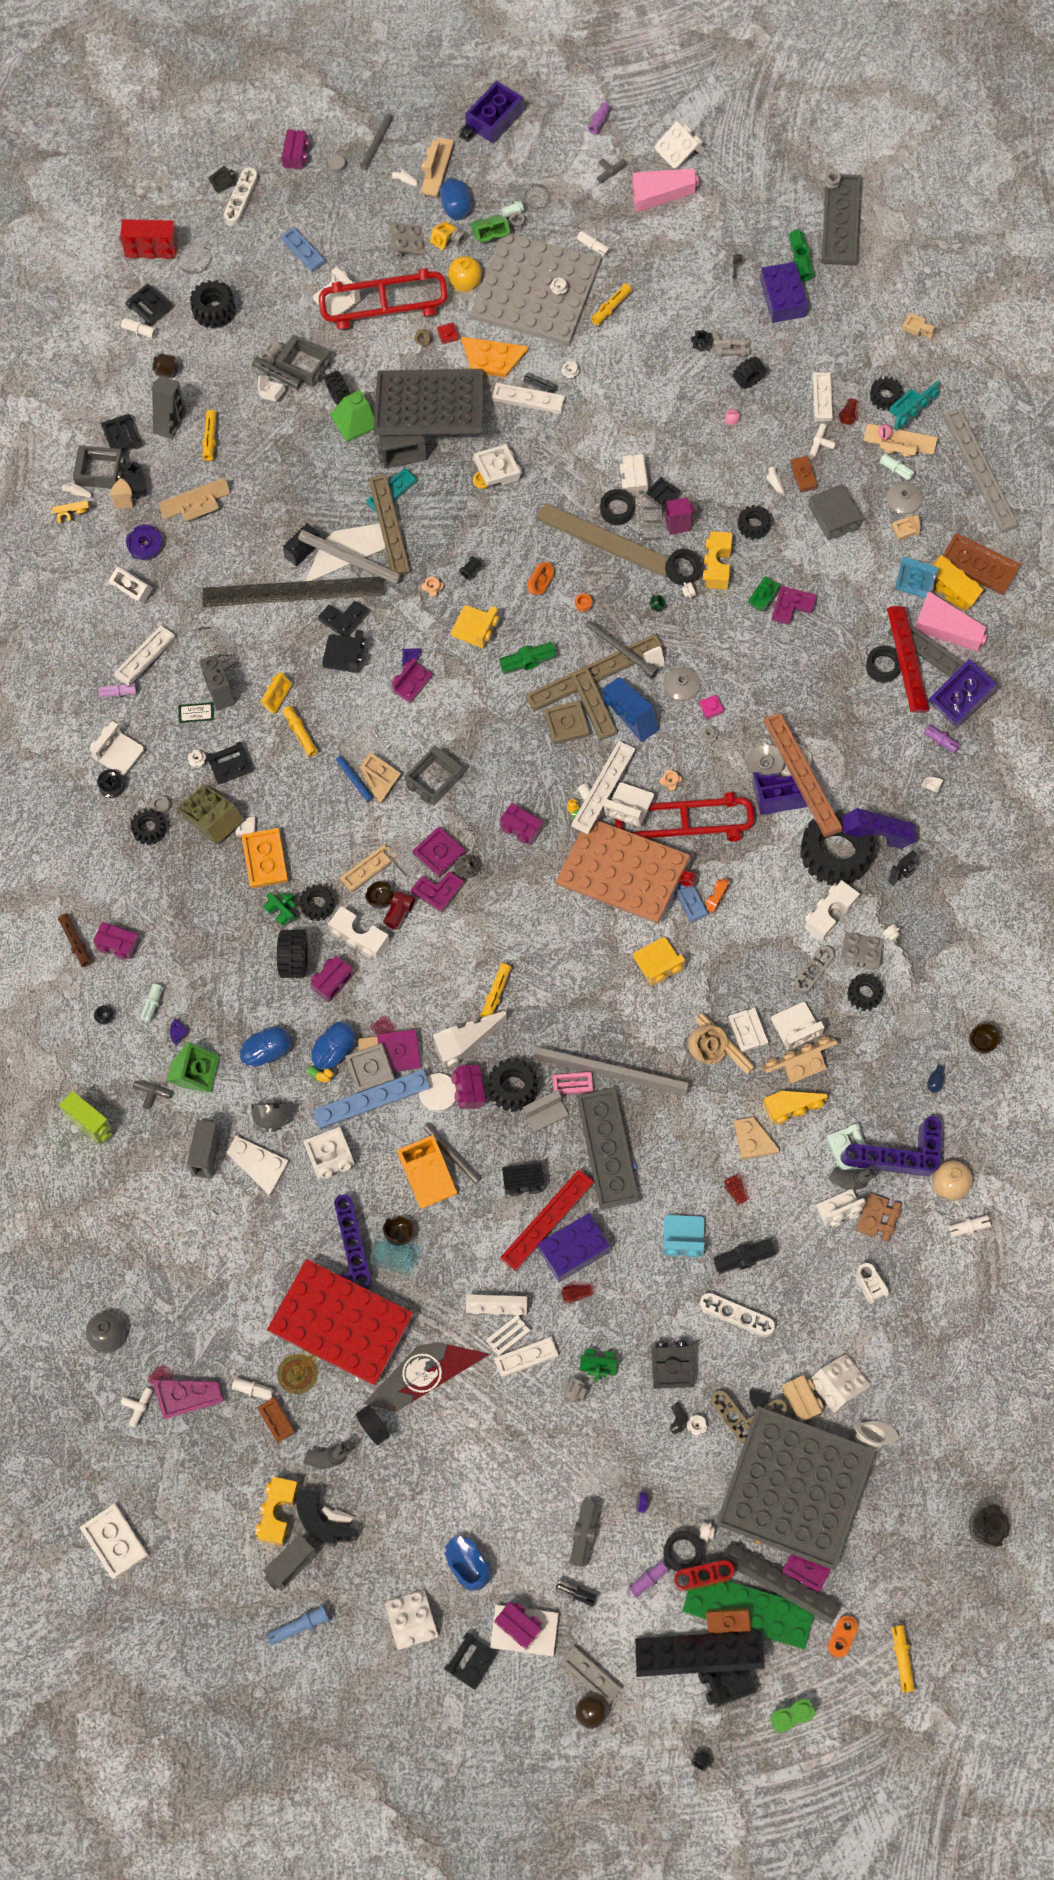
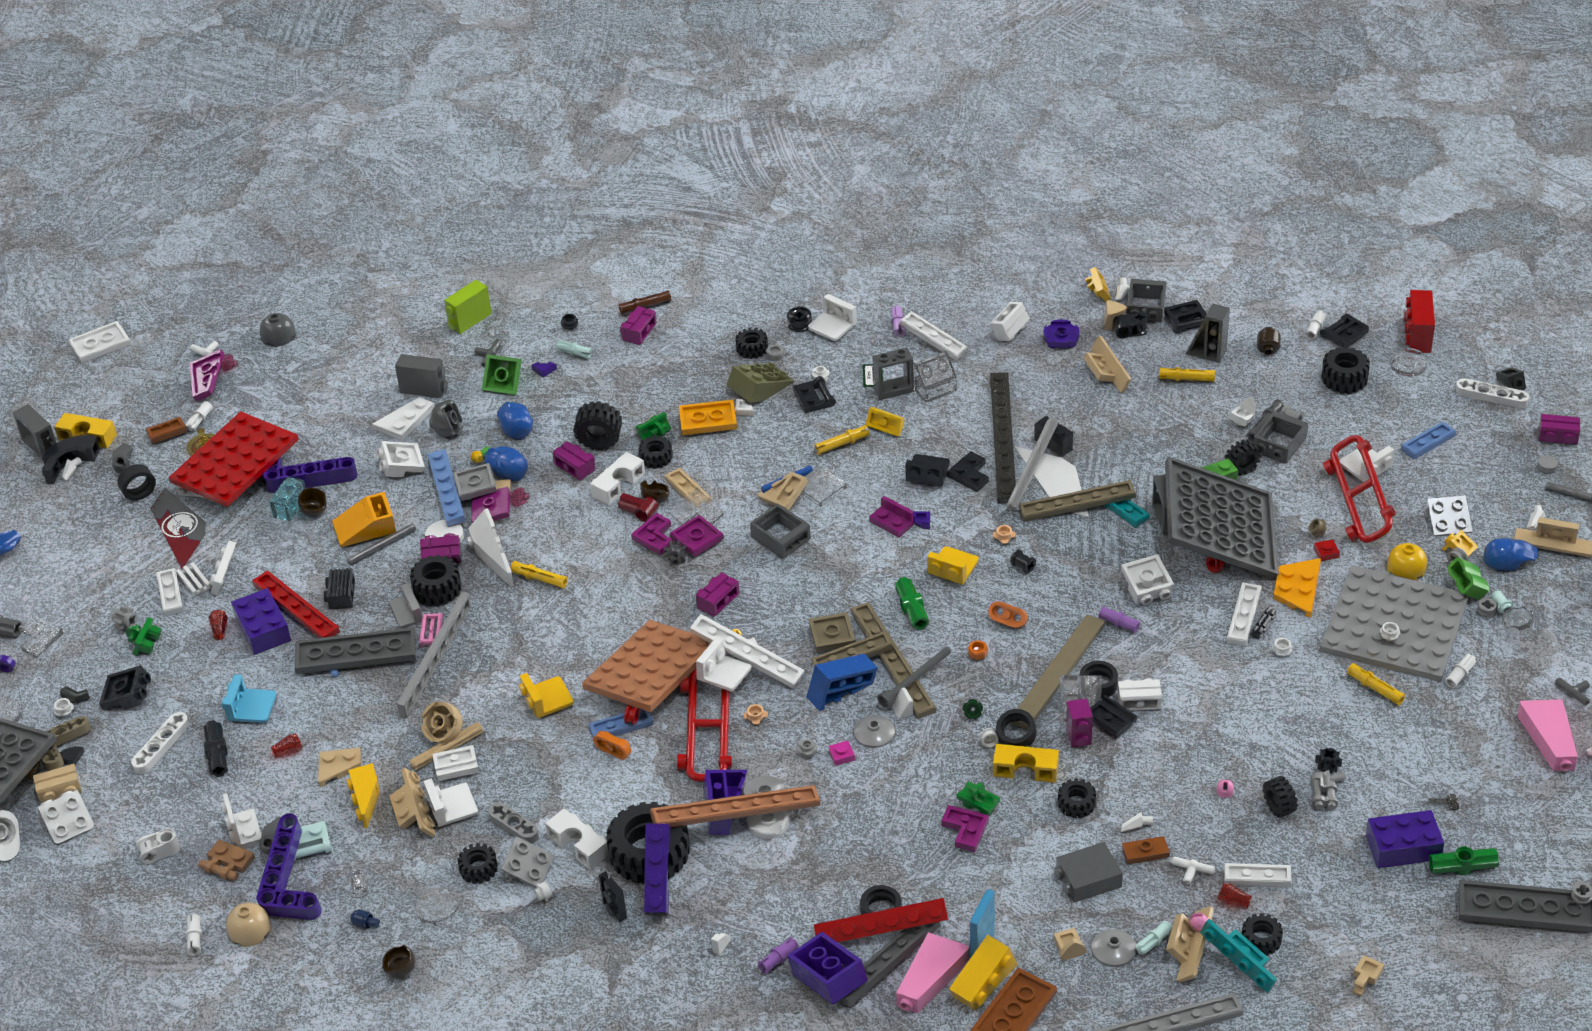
camera: 95 degrees right, 25 degrees down
(541, 491) = (1119, 619): none -> medium lavender pin

